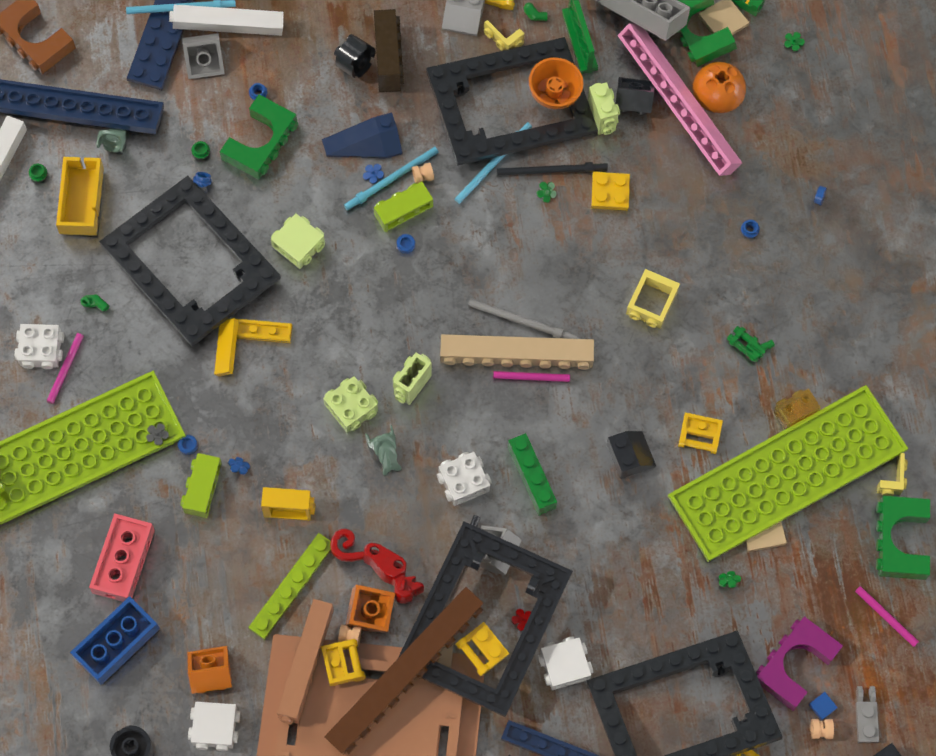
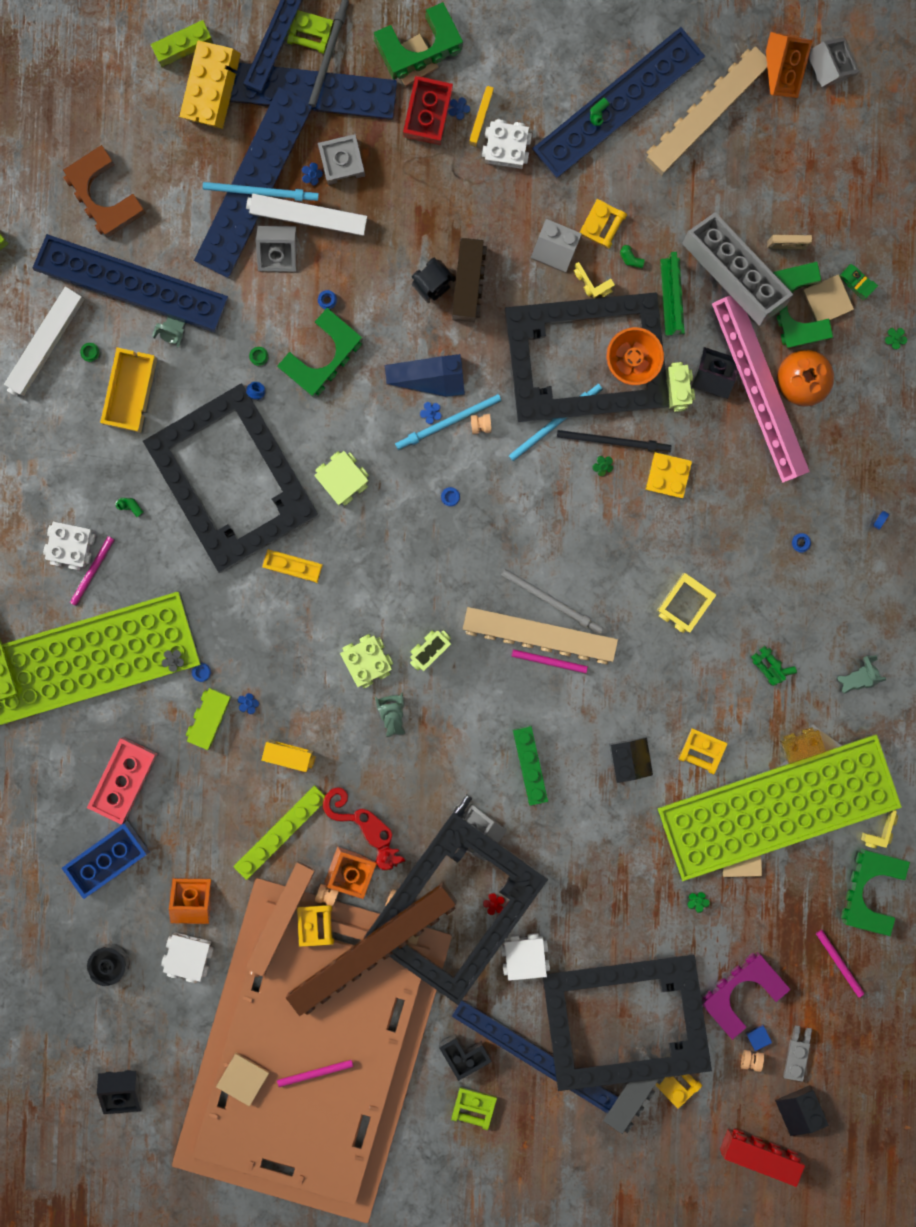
camera: 10 degrees right, 20 degrees up
(226, 347) = (253, 579): yellow tile -> none
(403, 206) = (454, 456): lime brick -> none
(463, 478) = (463, 756): white brick -> none
(487, 644) = (453, 937): yellow plate -> none
(841, 338) = (866, 676): none -> sand green hair

